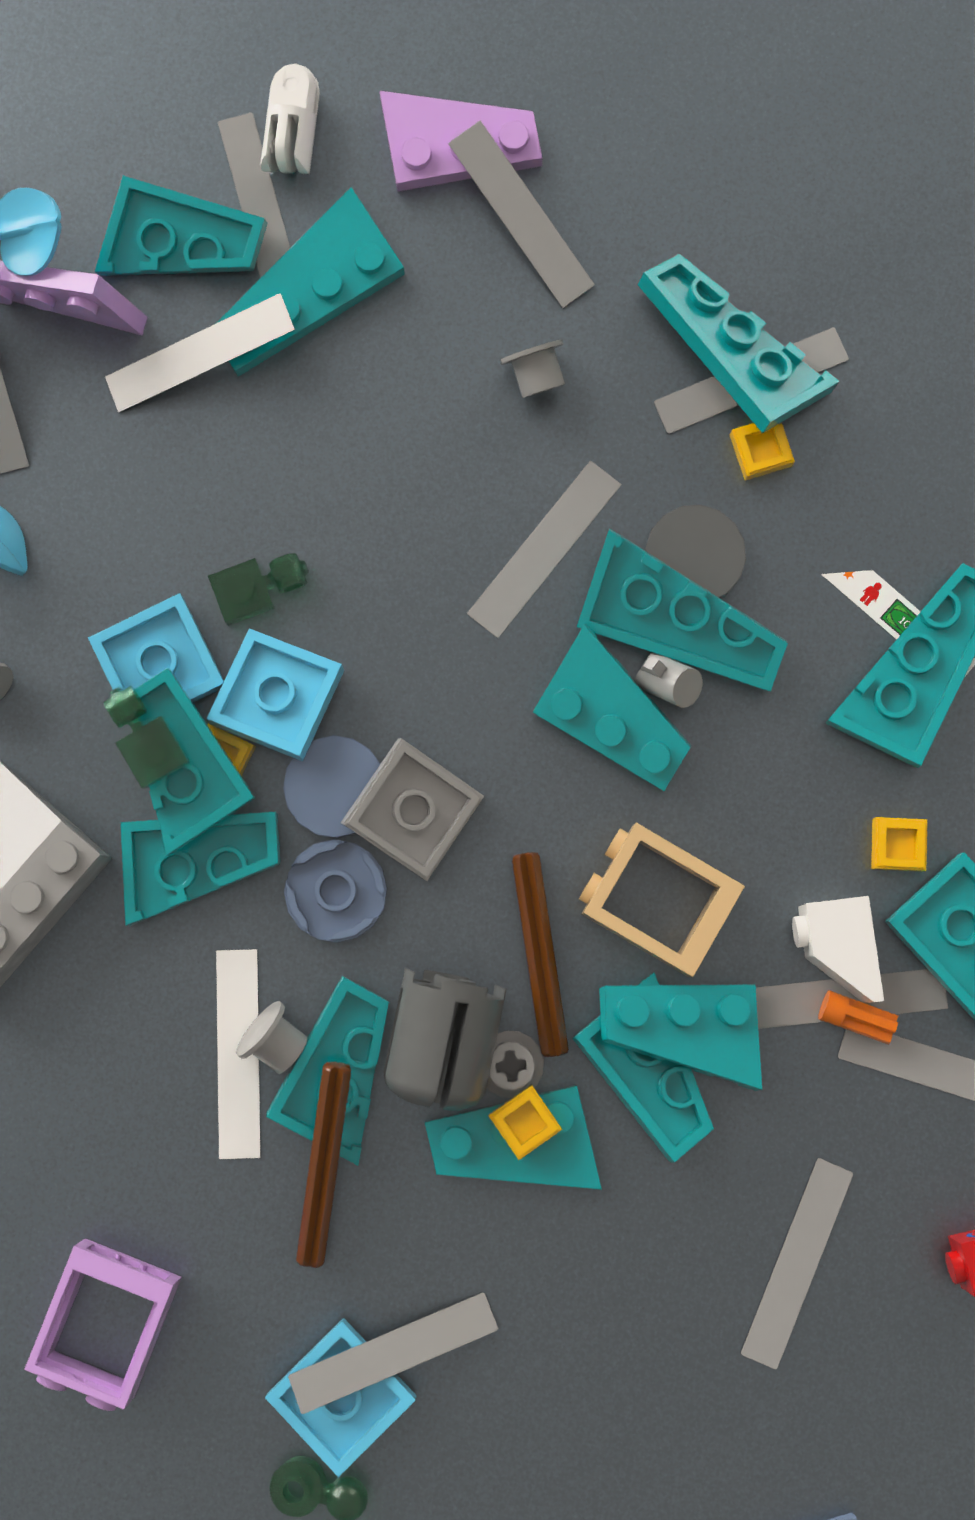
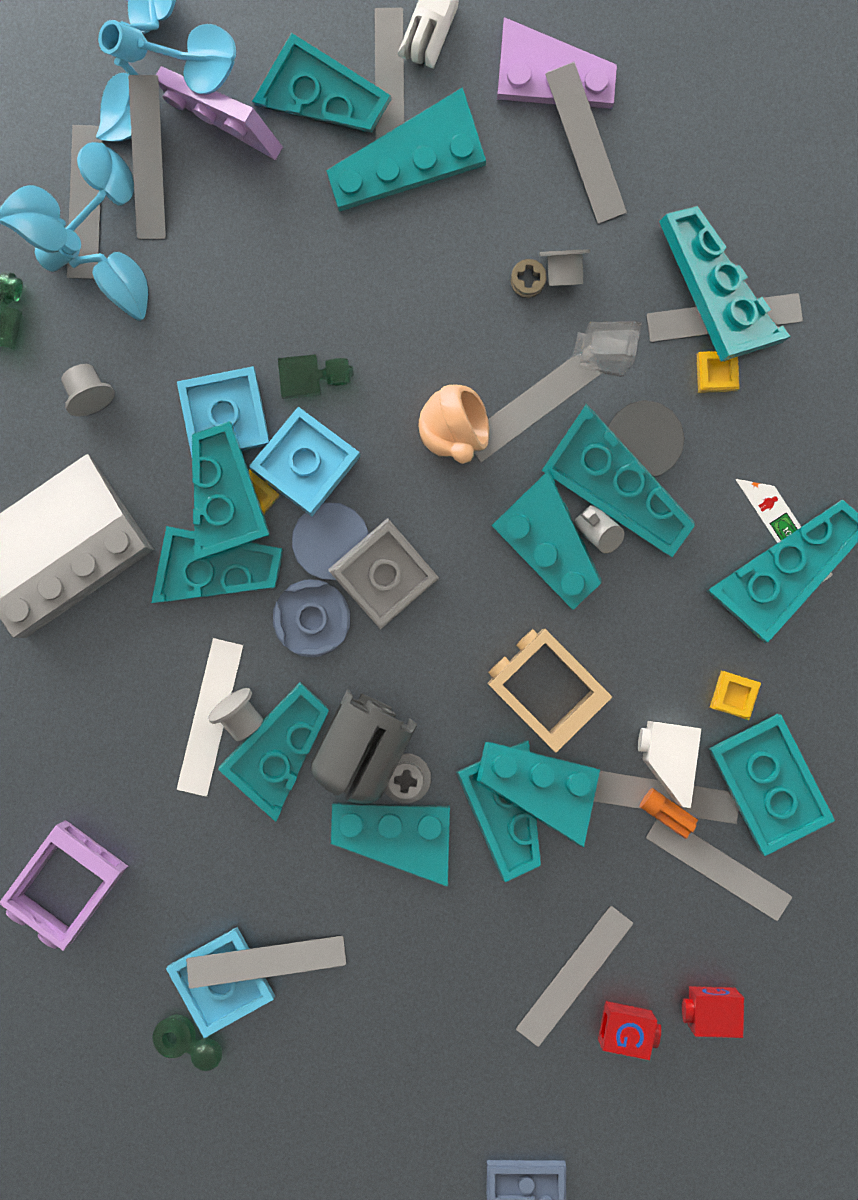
camera: 15 degrees right, 5 degrees up
(151, 748) = (203, 478): clear green plate -> none
(199, 352) = (315, 186): white sticker -> none
(323, 1164) = (251, 814): reddish brown axle -> none
(451, 596) = (454, 423): none -> light nougat piece
(485, 407) = (537, 271): none -> dark tan bush
(525, 1122) = (405, 824): yellow tile -> none
(540, 954) = (449, 705): reddish brown axle -> none
(617, 452) = (608, 347): none -> clear slope
(887, 1314) = (629, 1030): none -> red brick

